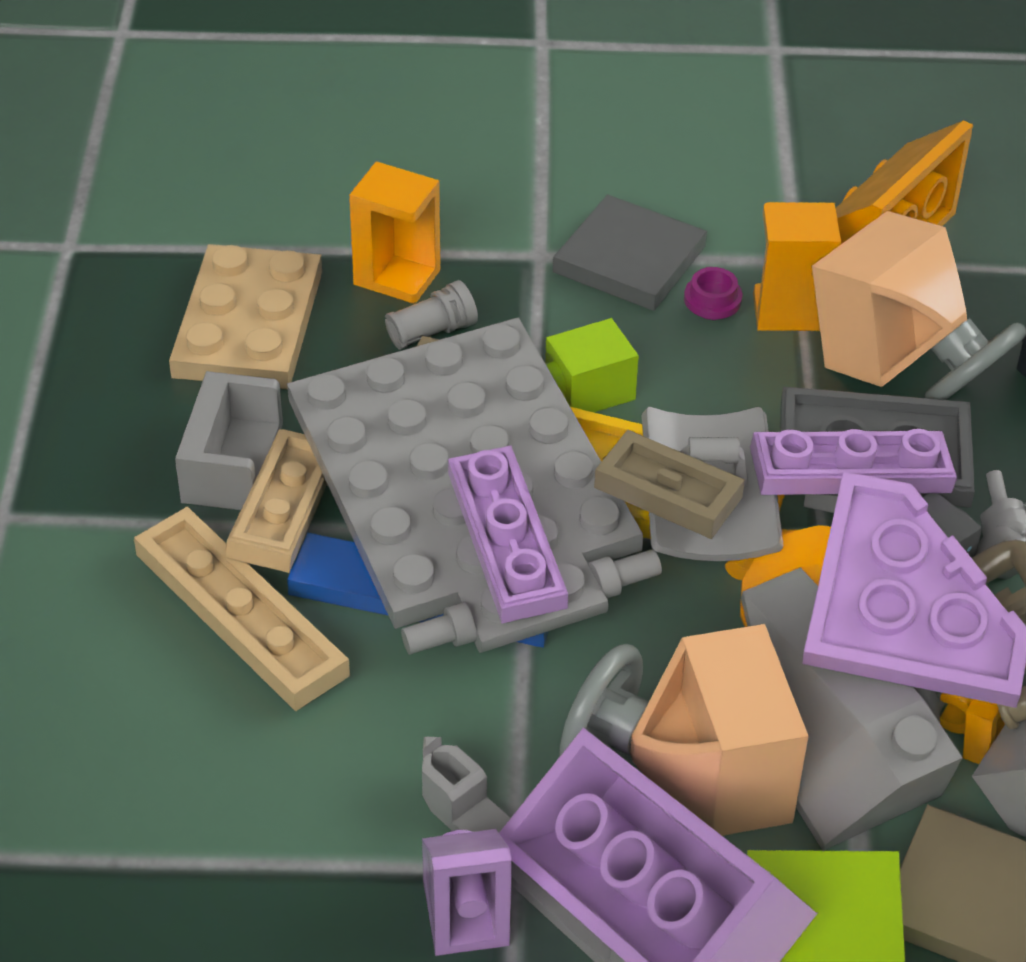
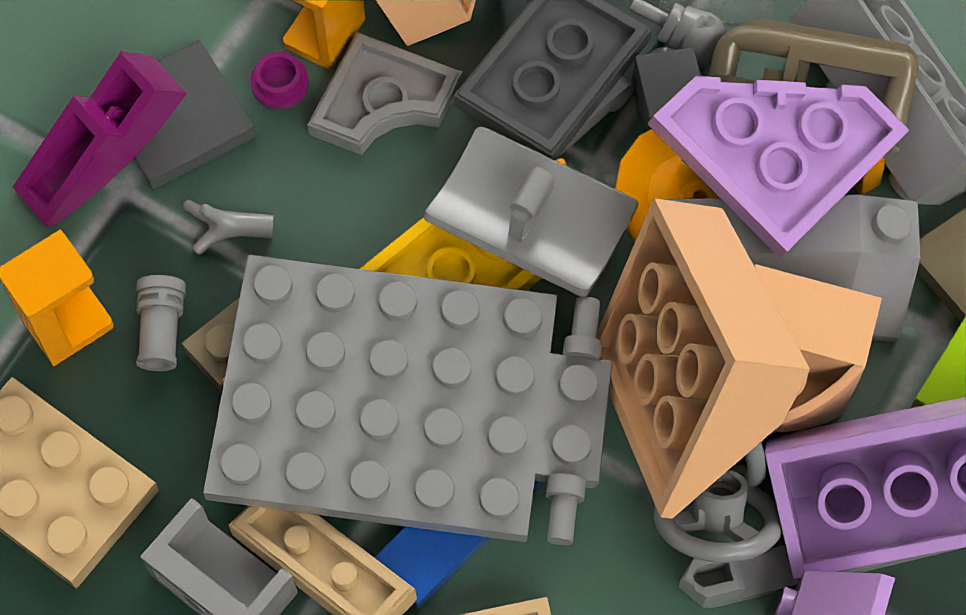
camera: 60 degrees left, 20 degrees up
(507, 534) = (552, 408): lavender tile -> none
(520, 738) = (722, 512): none -> light grey piece
(552, 318) = (228, 224): none -> light grey bar
(566, 203) = (98, 136): none -> magenta slope
(593, 366) = (317, 222): lime brick -> none
(643, 589) = (695, 352): none -> light nougat slope
(669, 484) = (545, 247): dark tan plate -> none
(752, 360) = (380, 91): none -> light grey tile
(815, 461) = (585, 98): lavender tile -> none

